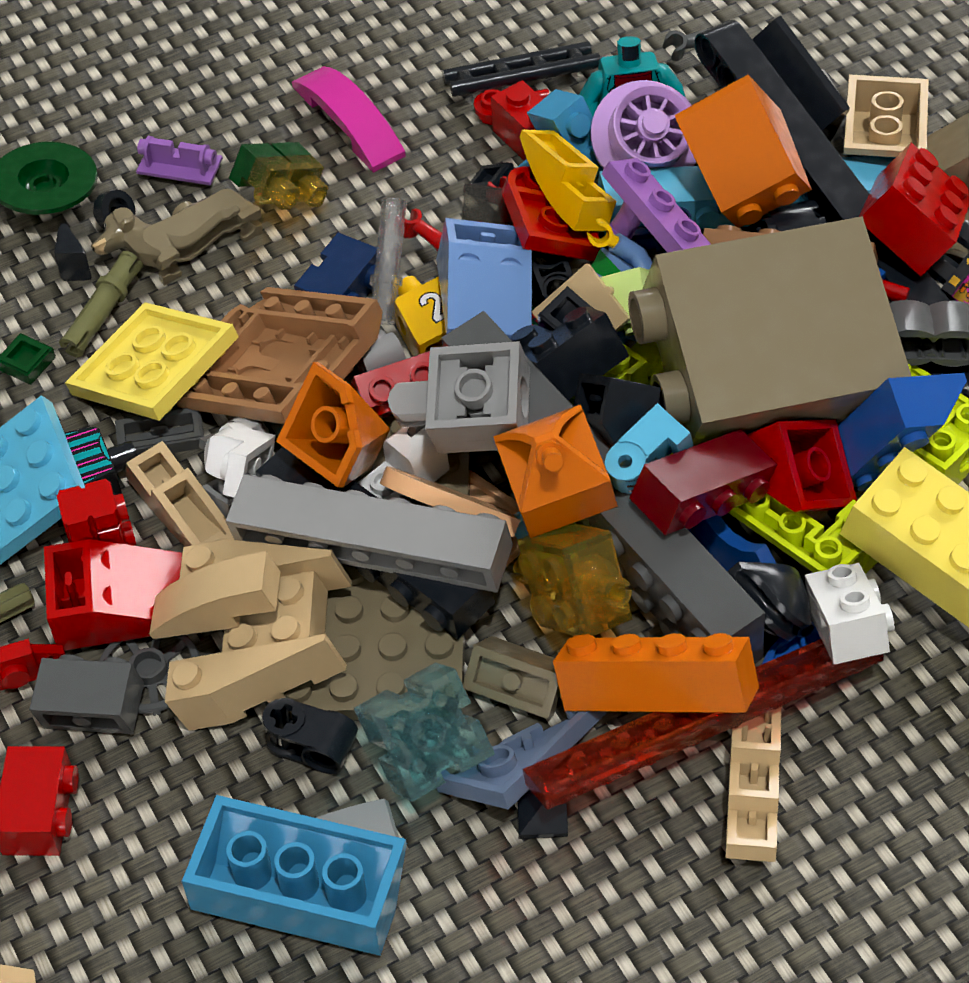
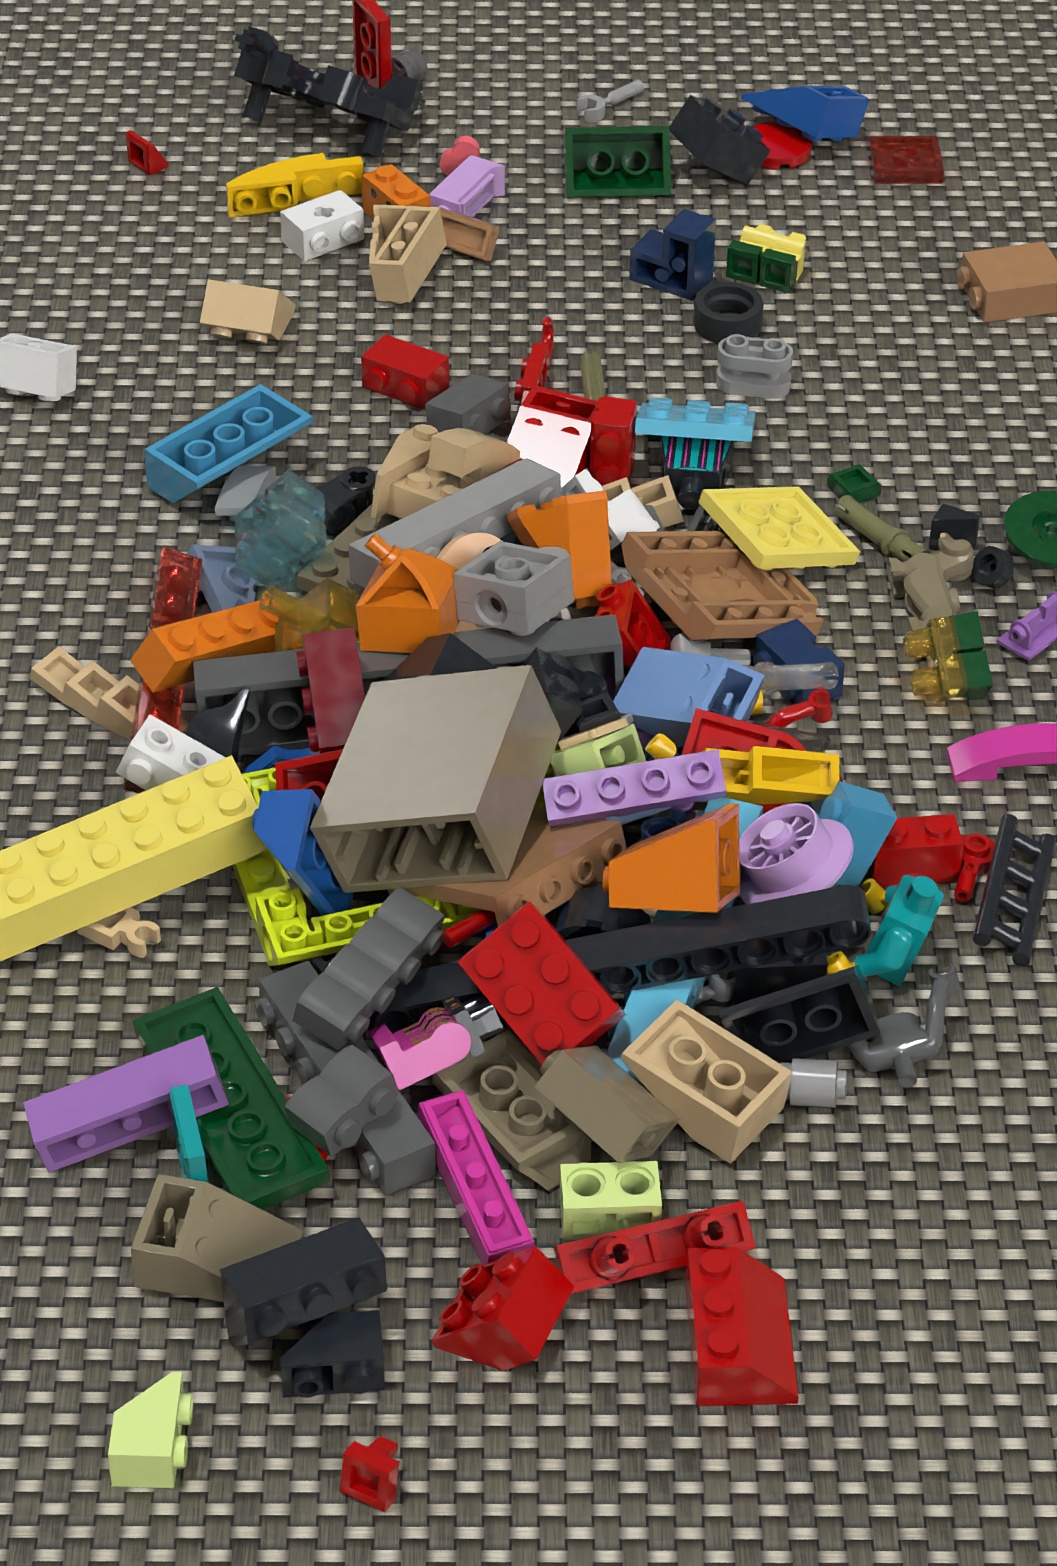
camera: 115 degrees right, 10 degrees down
(648, 440) = (380, 654): medium azure leg -> none

